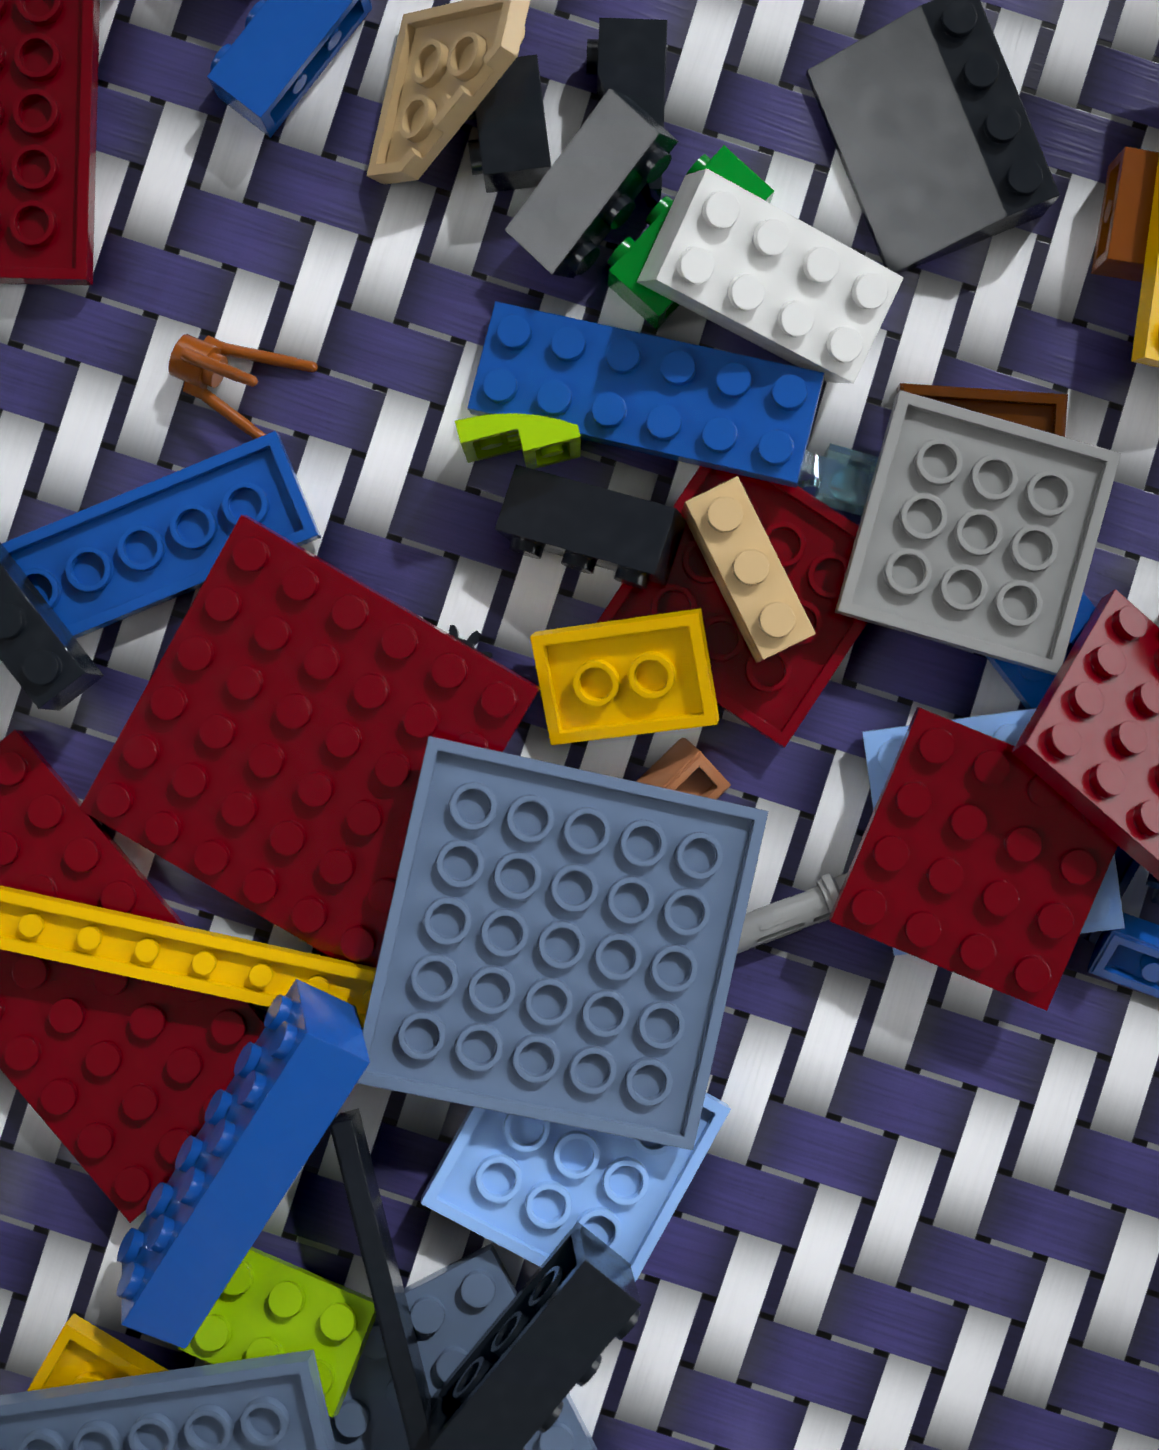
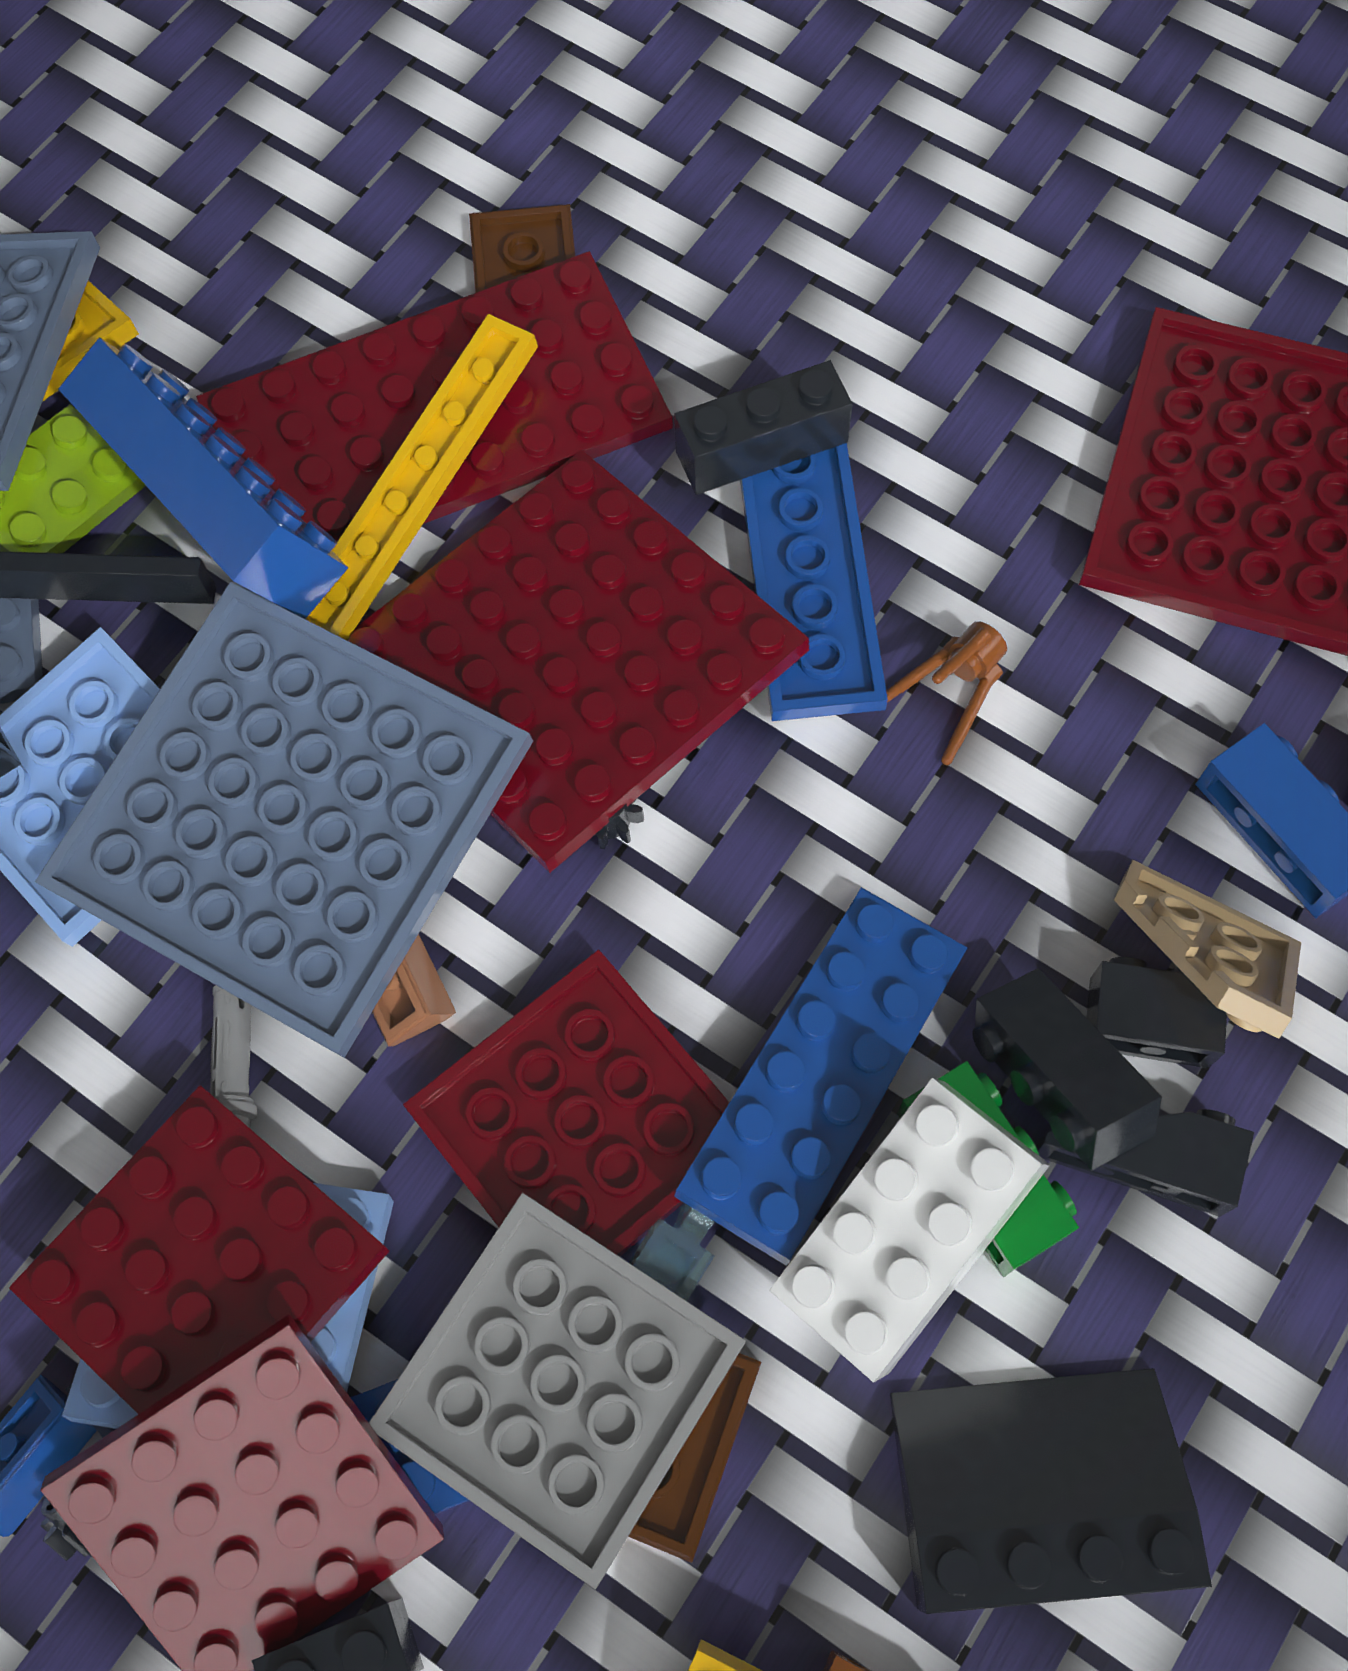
camera: 110 degrees right, 20 degrees down
(540, 438) = (808, 917): lime slope -> none
(590, 527) = (695, 967): black brick -> none
(625, 677) = (530, 960): yellow plate -> none
(747, 569) = (595, 1107): tan brick -> none

